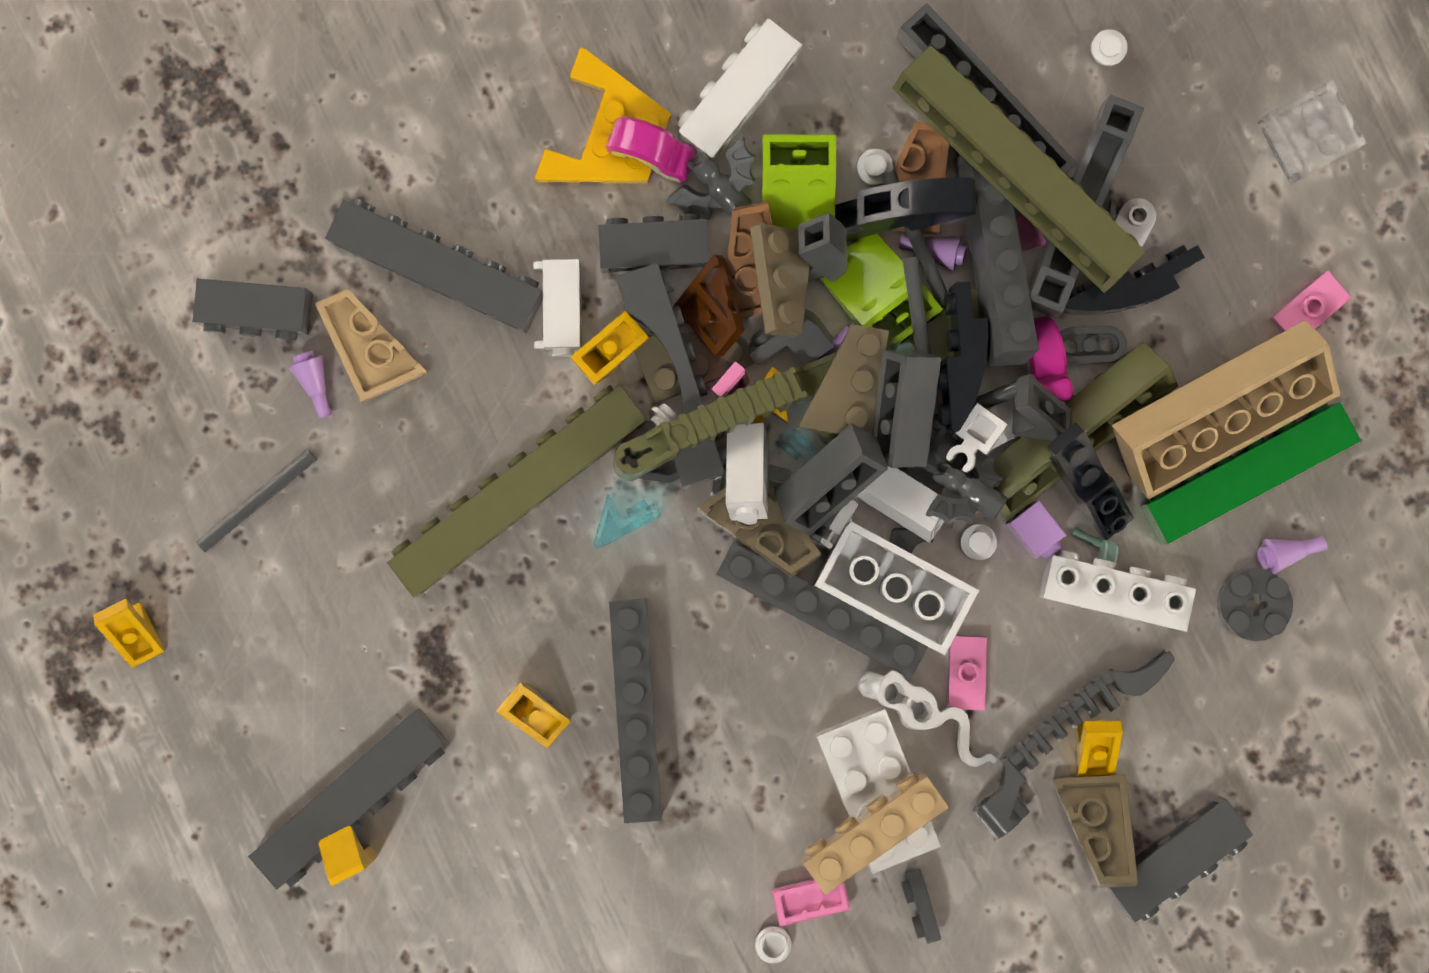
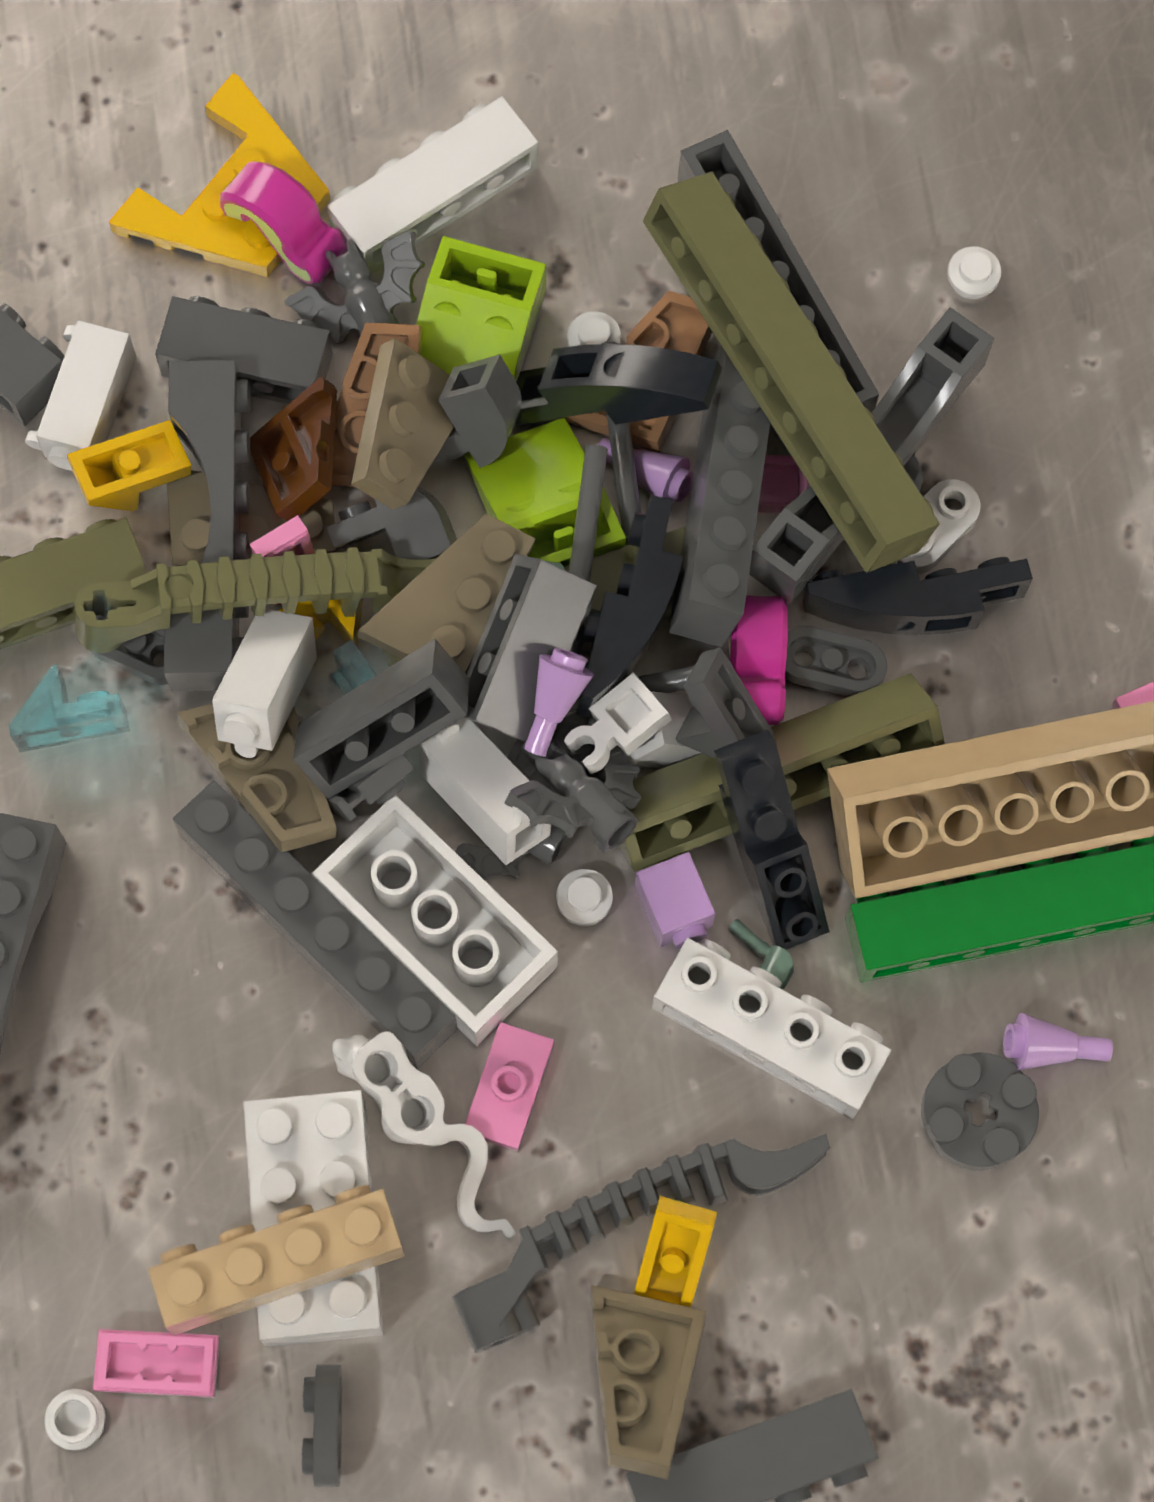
camera: 10 degrees right, 15 degrees down
(937, 429) = (558, 686): none -> lavender cone

